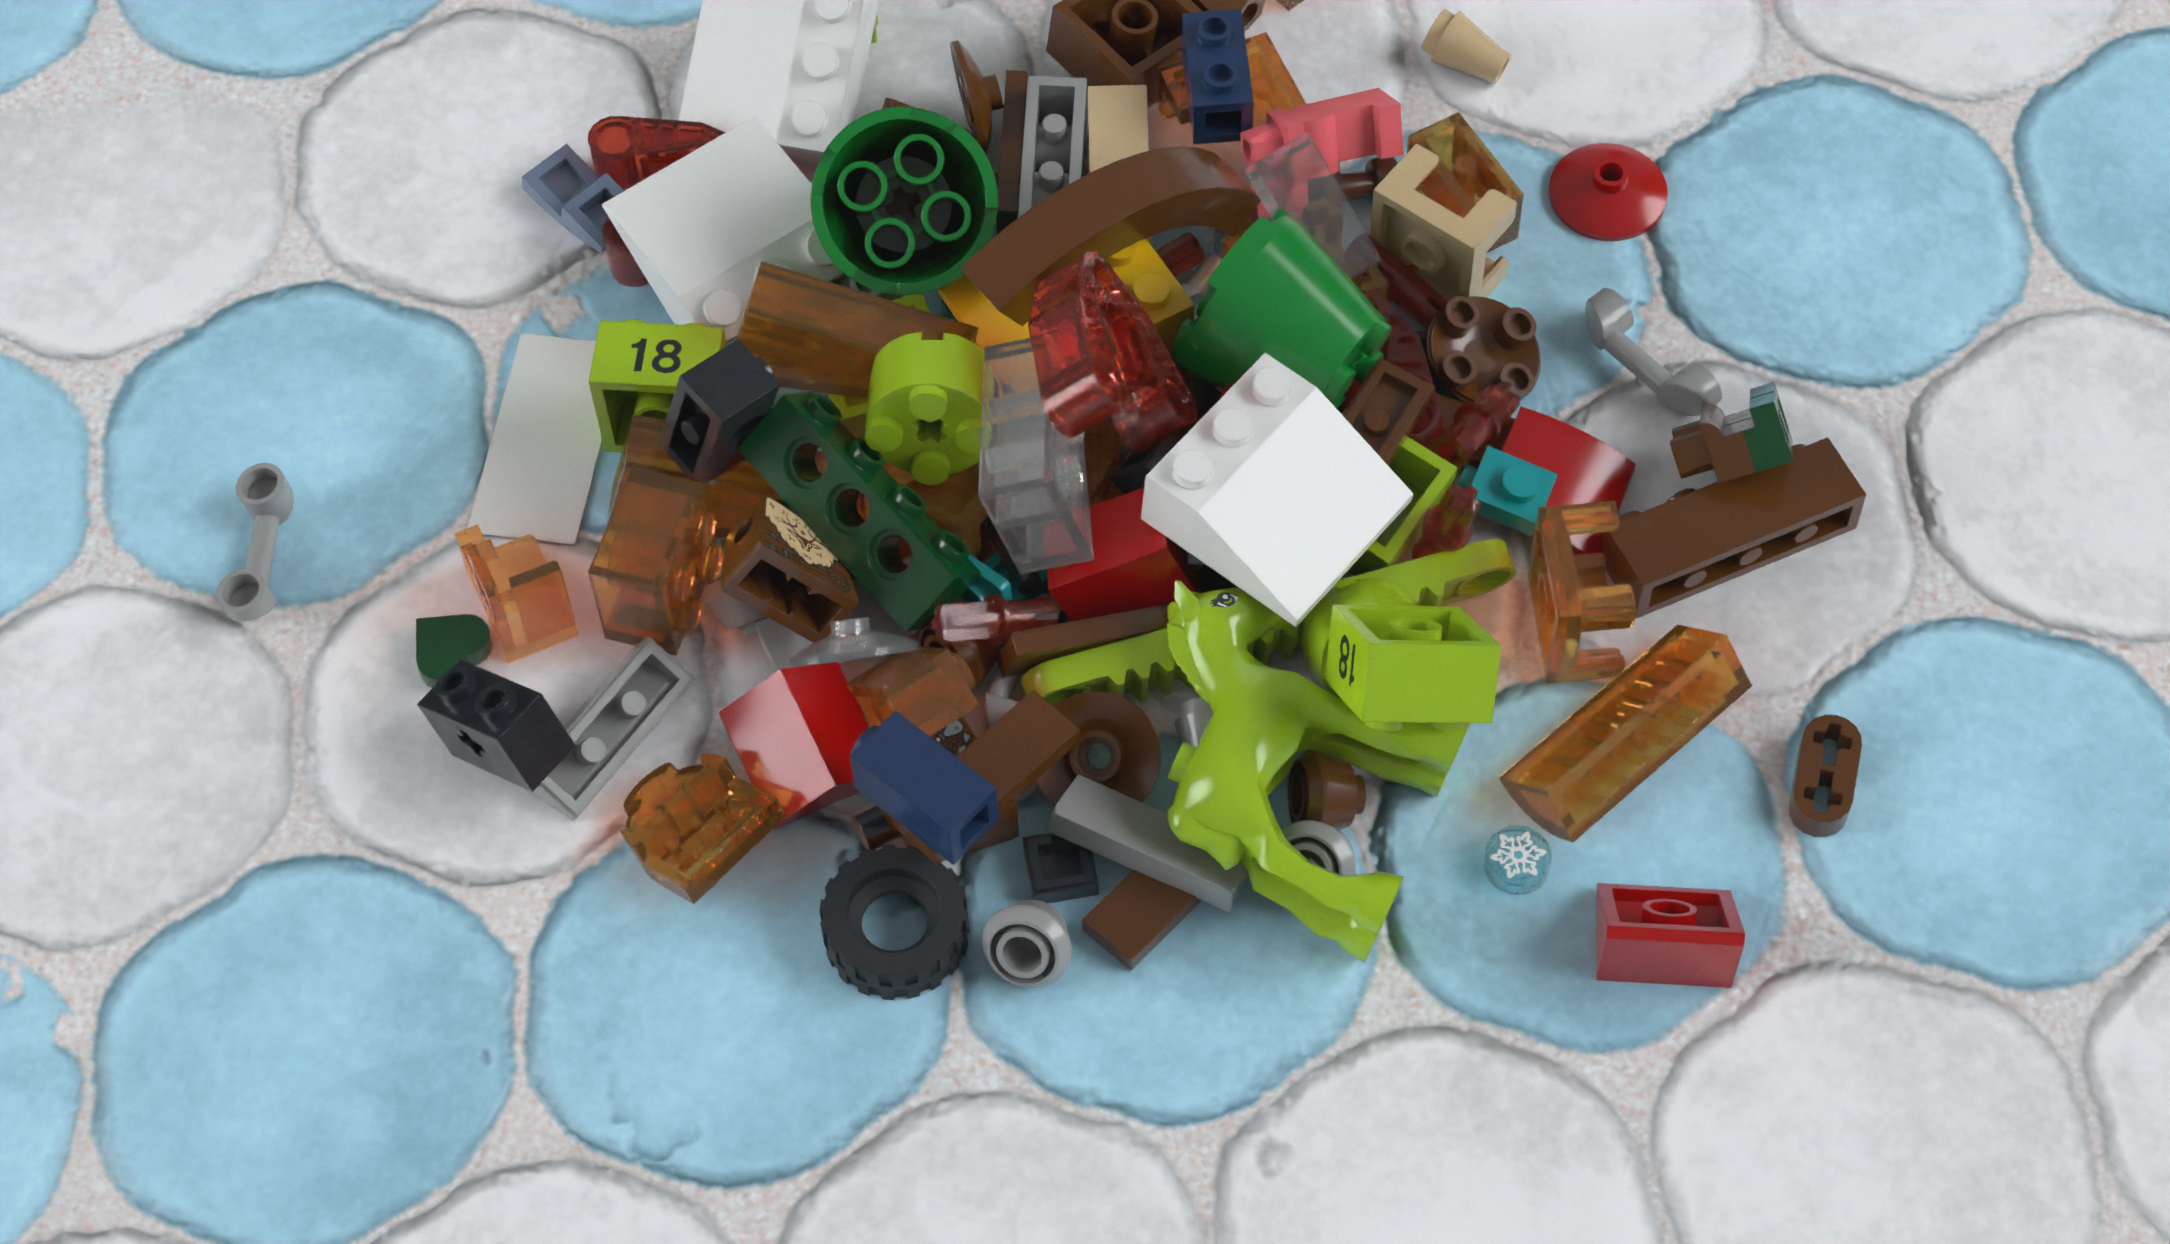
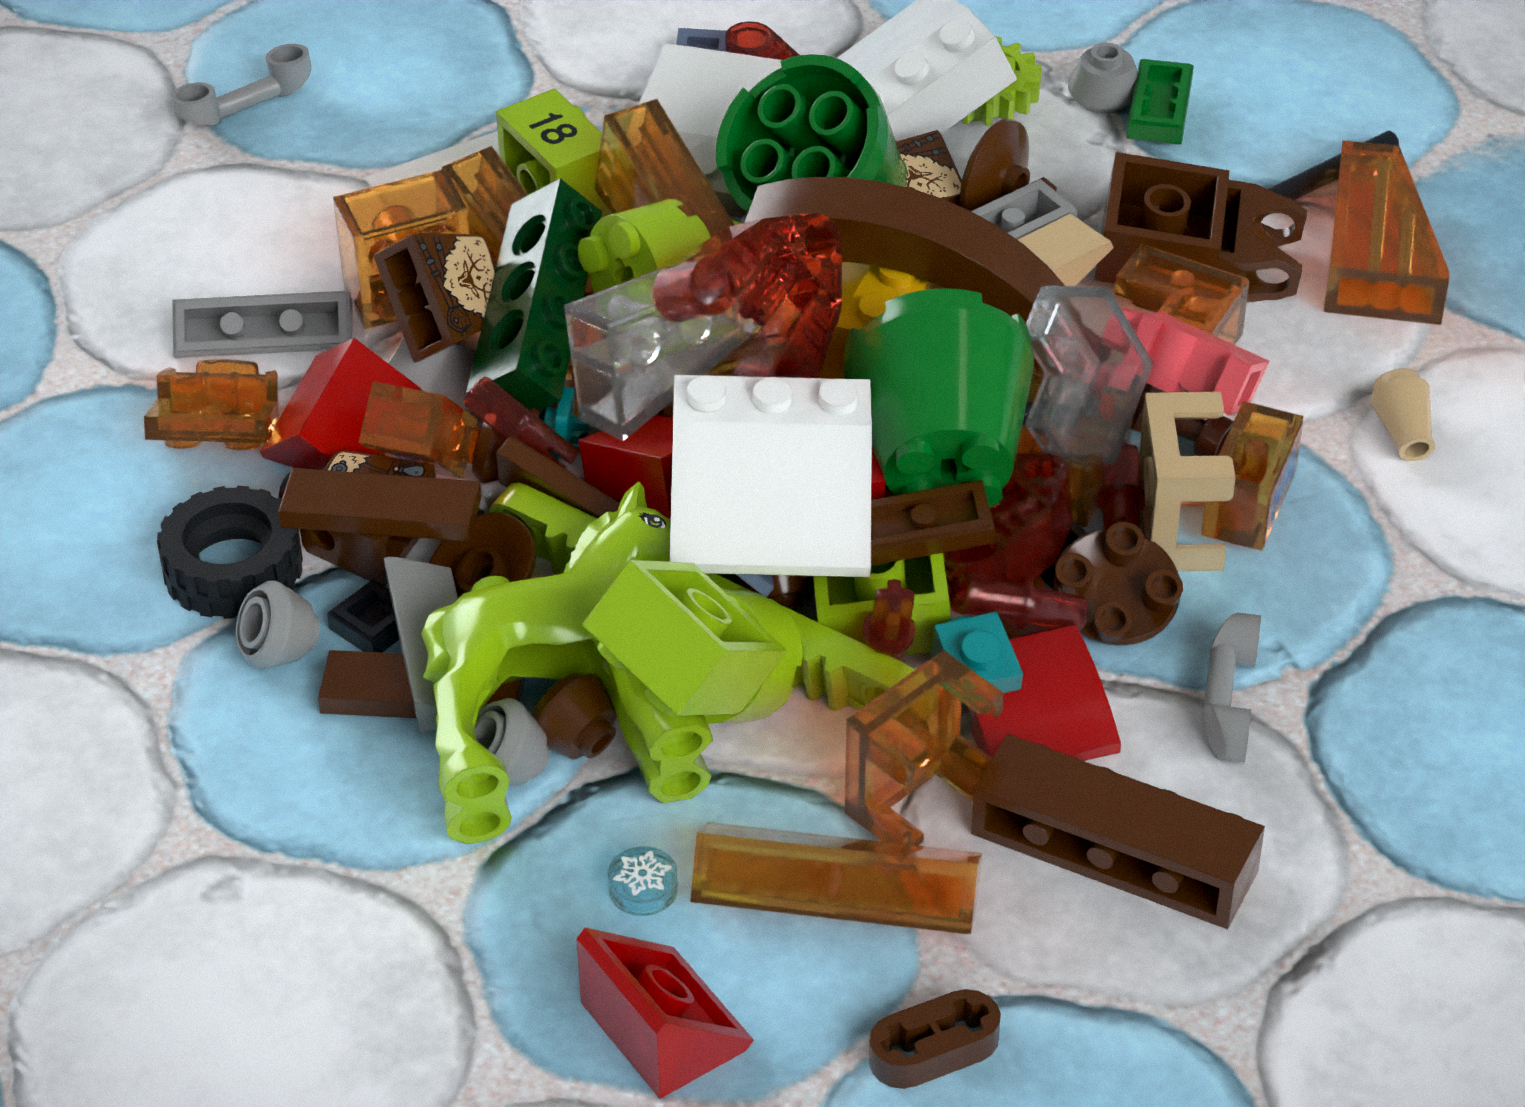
camera: 50 degrees right, 15 degrees down
(446, 640) = (253, 217): dark green tile -> none
(496, 724) = (190, 252): black brick -> none
(518, 592) = (303, 205): clear orange panel -> none
(716, 411) = (516, 157): black brick -> none
(851, 641) = (418, 363): clear dish -> none
(923, 786) = (308, 452): dark blue brick -> none
(1217, 75) = (1159, 259): dark blue brick -> none
(1602, 207) = (1382, 583): red dish -> none
(1735, 442) = (1196, 762): hips -> none

